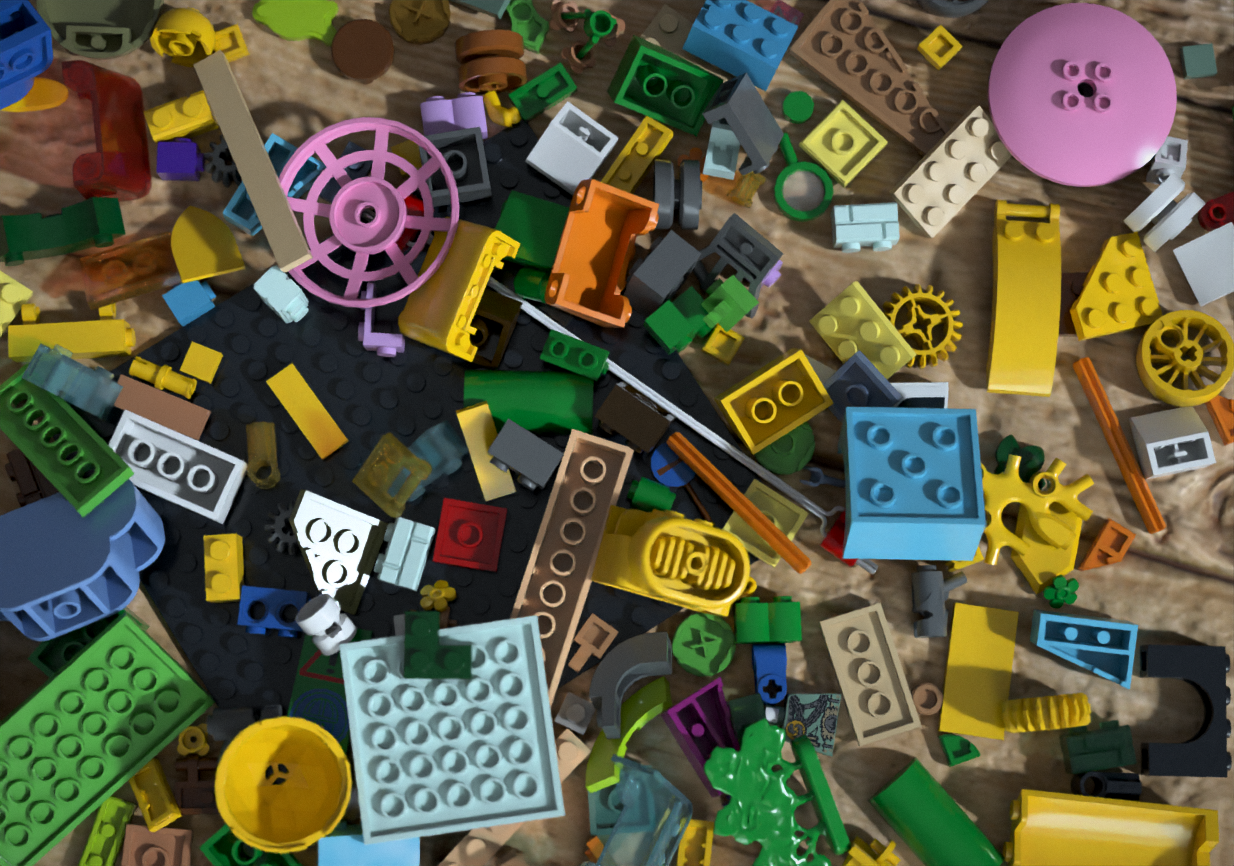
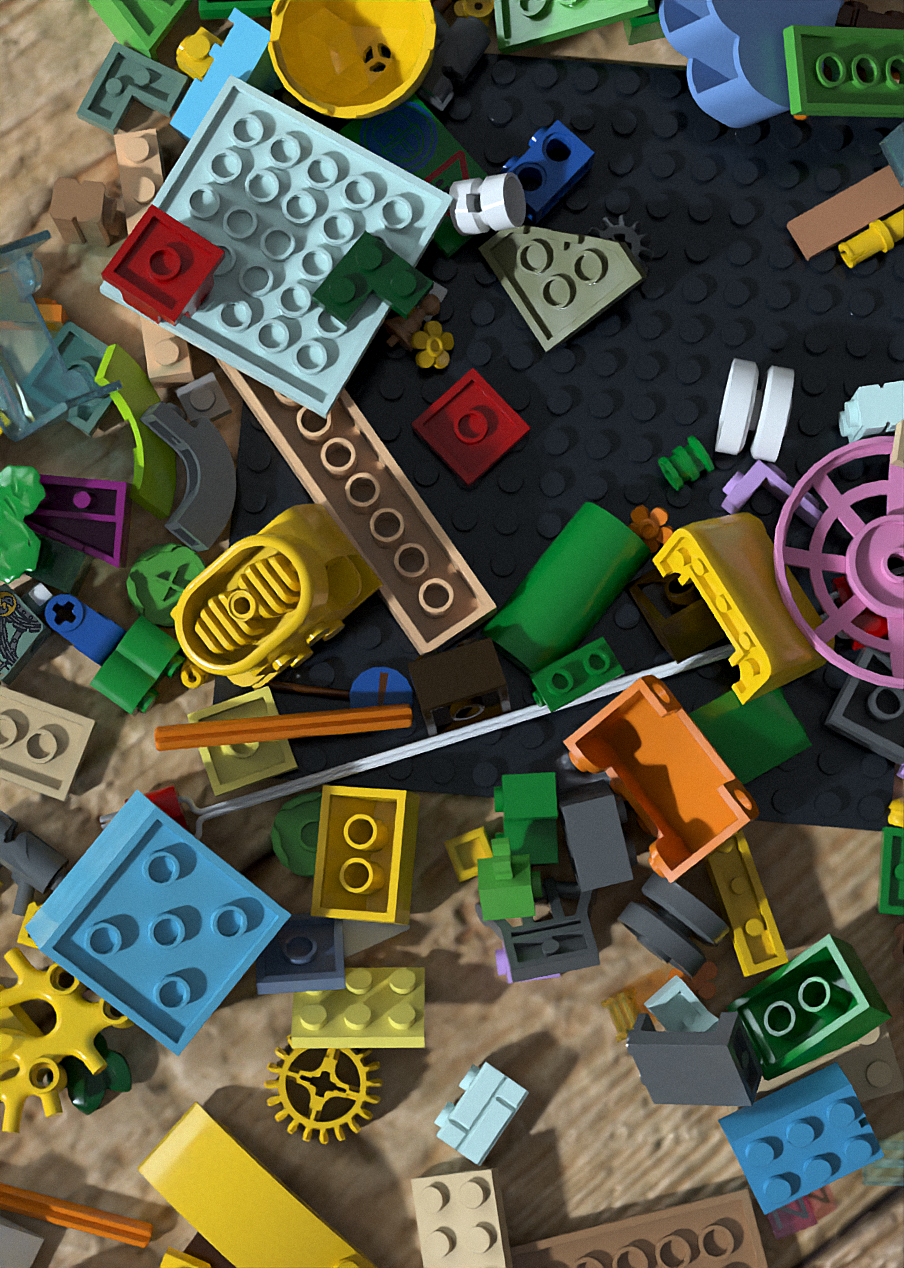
camera: 135 degrees right, 0 degrees up
(178, 466) = (772, 177): white brick -> none
(201, 362) = (868, 287): yellow tile -> none
(223, 567) = (629, 151): yellow brick -> none
(261, 452) = (723, 280): clear yellow piece -> none
(307, 411) = (712, 355): yellow tile -> none
(334, 368) = (761, 411): none -> white wheel
(382, 470) = (604, 375): clear yellow plate -> none
(395, 389) = (686, 463): none -> green bush
(405, 553) = (501, 344): light aqua brick -> none
(438, 447) = (584, 429): clear light blue brick -> none
(450, 379) = (651, 526): none -> orange plant
(479, 436) = (545, 504): yellow tile -> none
(524, 779) = (164, 268): none -> red panel
(525, 454) = (505, 535): dark grey brick -> none
(531, 283) = (693, 688): green brick -> none
(571, 148) = (810, 849): white slope -> none
(593, 639) = (261, 469): medium nougat plate -> none
(650, 495) = (363, 642): green brick -> none
(797, 107) = (674, 1147): green tile -> none
(802, 188) = (578, 1078): piece -> none
(818, 478) = (246, 842): sand blue hand -> none
(843, 143) = (593, 1164): light yellow plate -> none
(922, 394) = (245, 1020): white slope -> none

